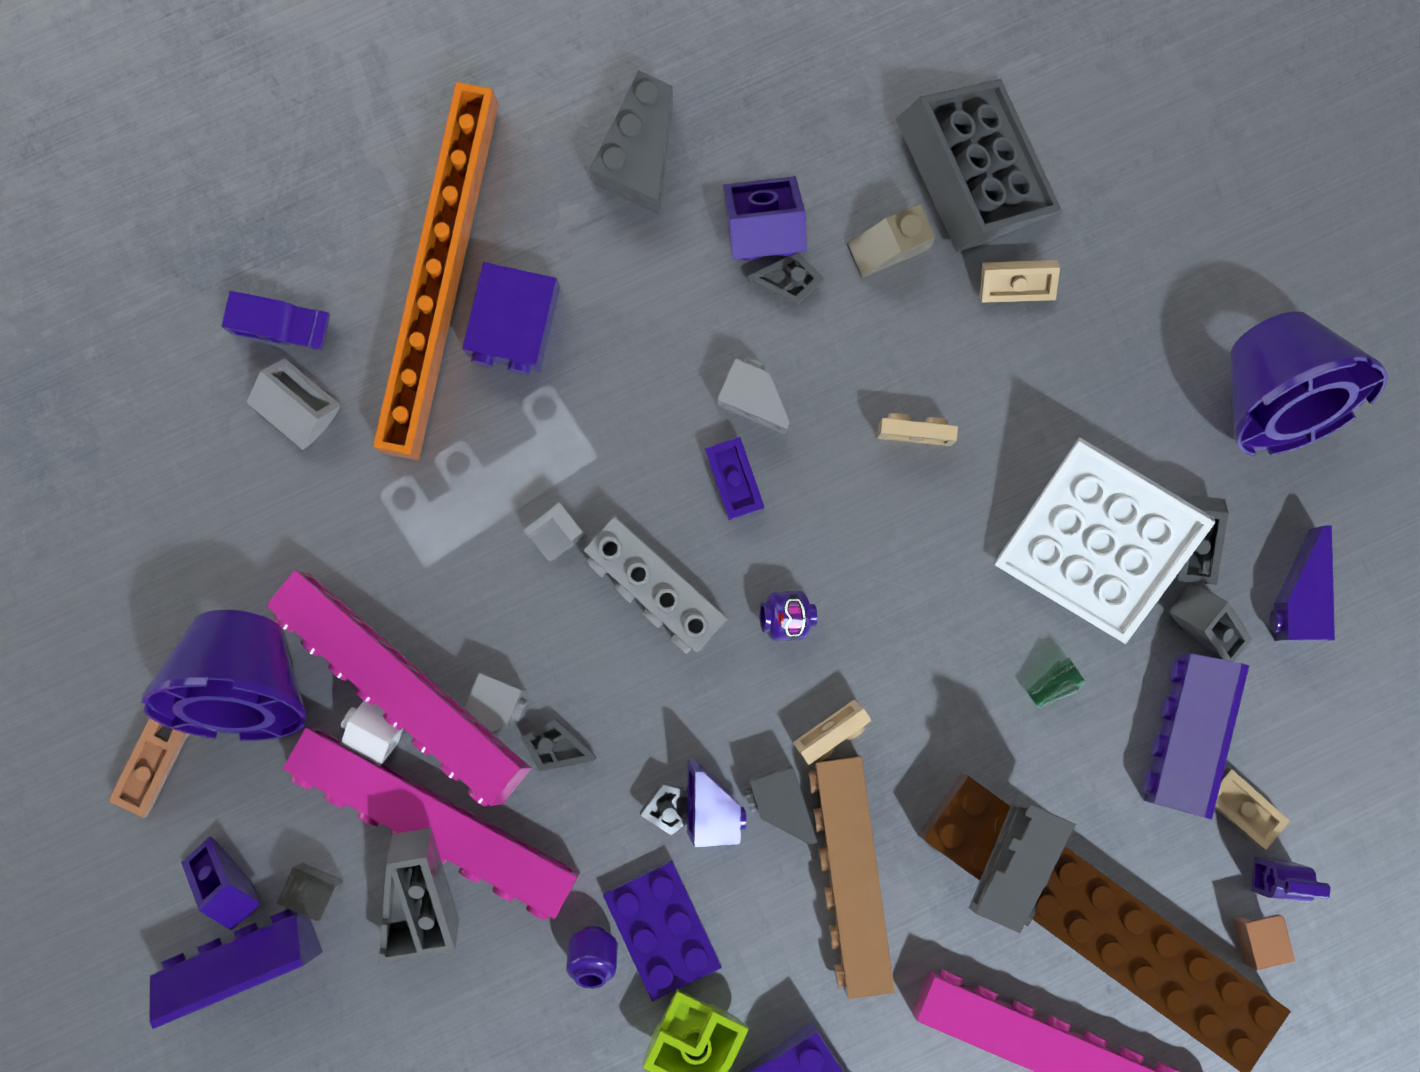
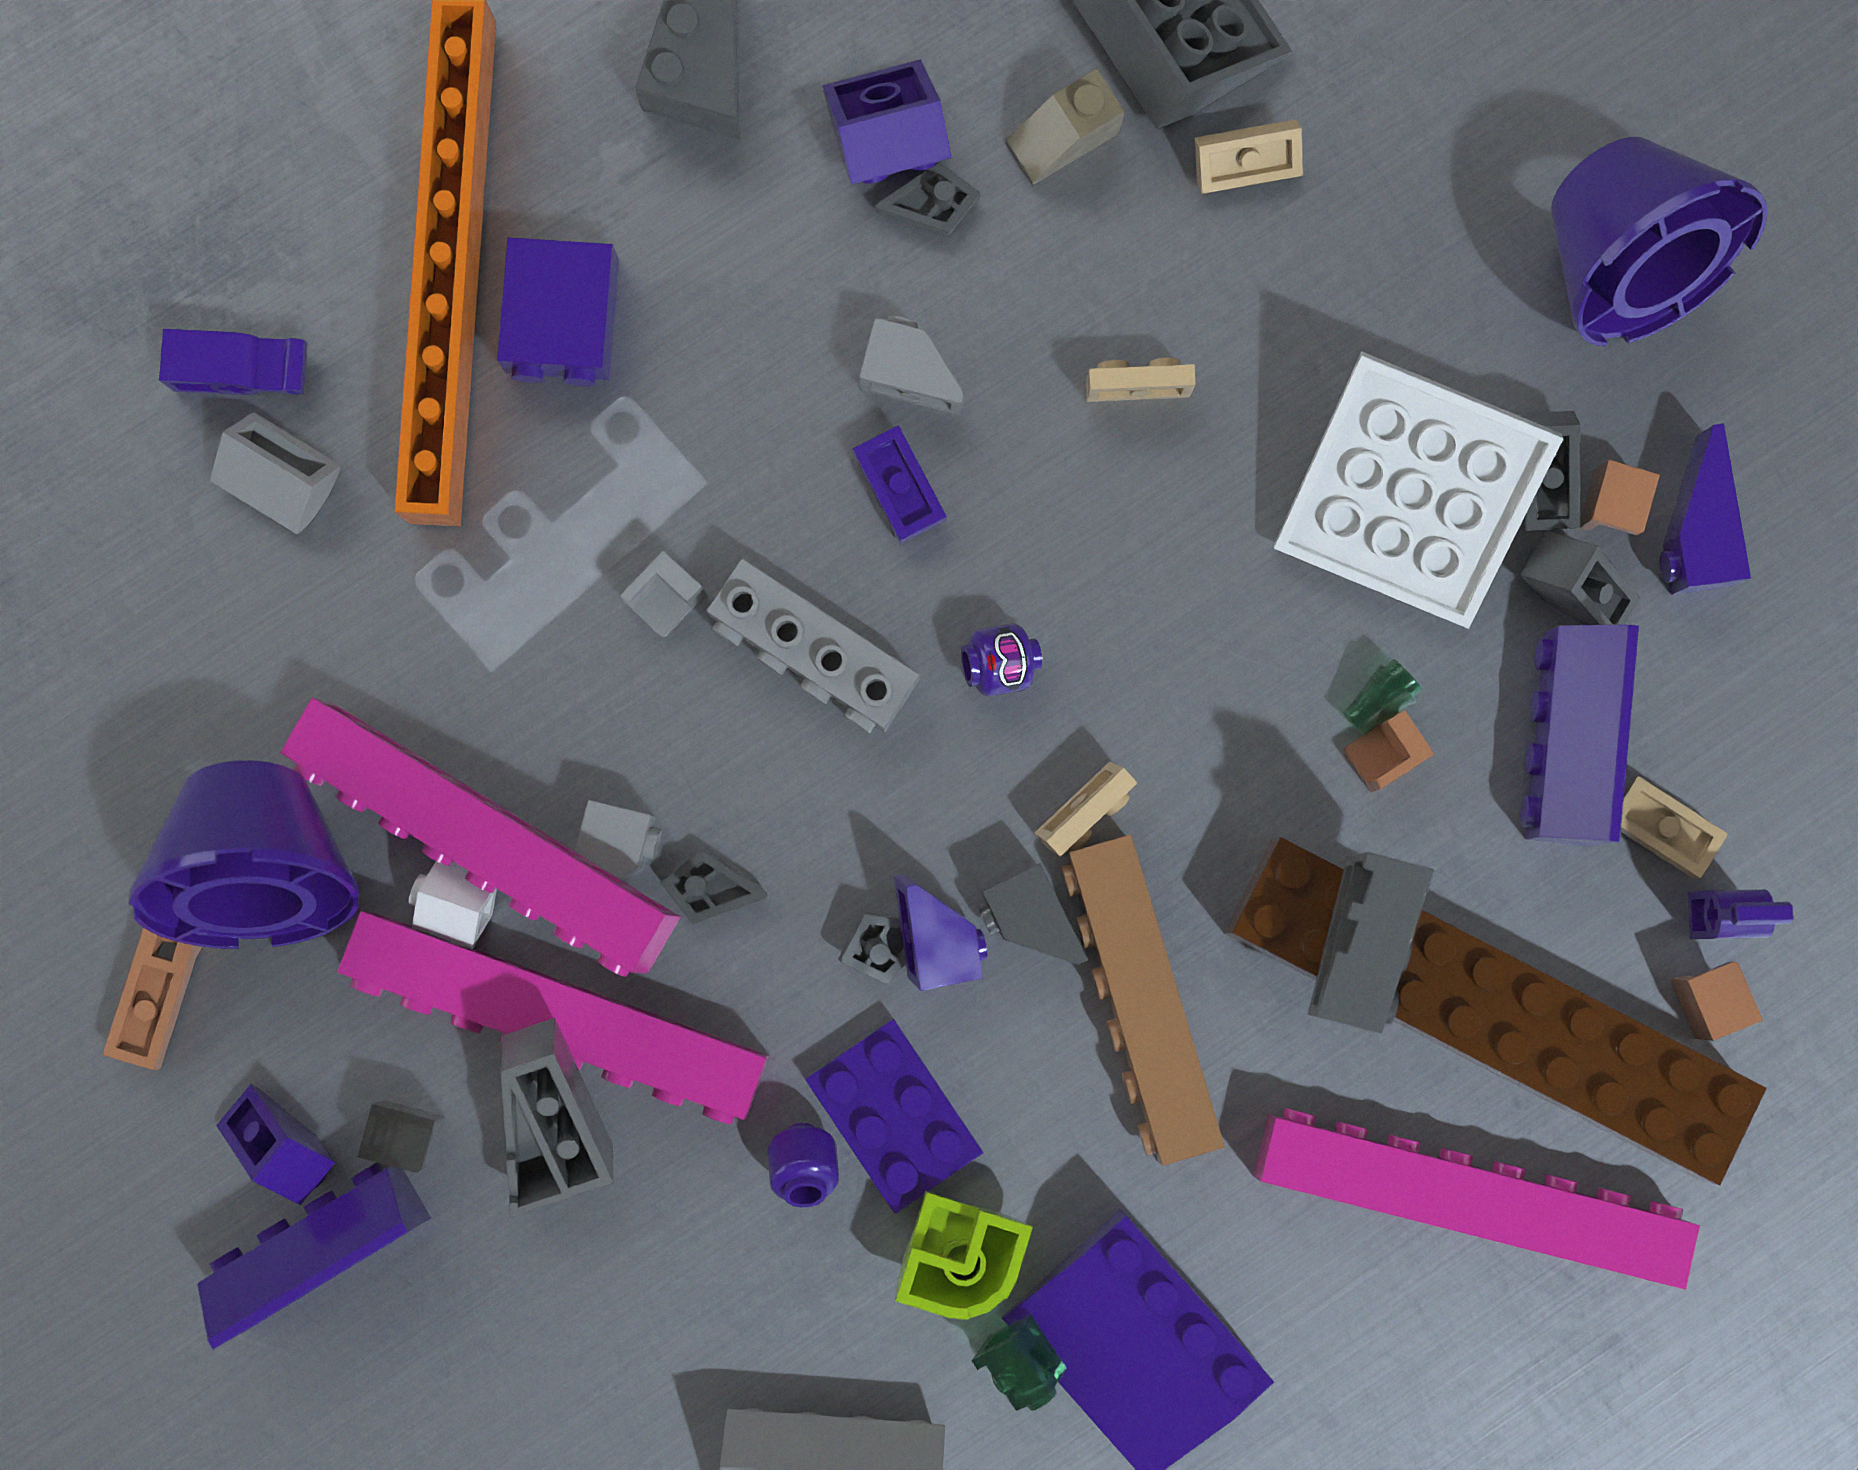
camera: 10 degrees left, 0 degrees up
(1054, 724) = (1388, 751): none -> nougat panel
(1248, 567) = (1619, 498): none -> nougat panel

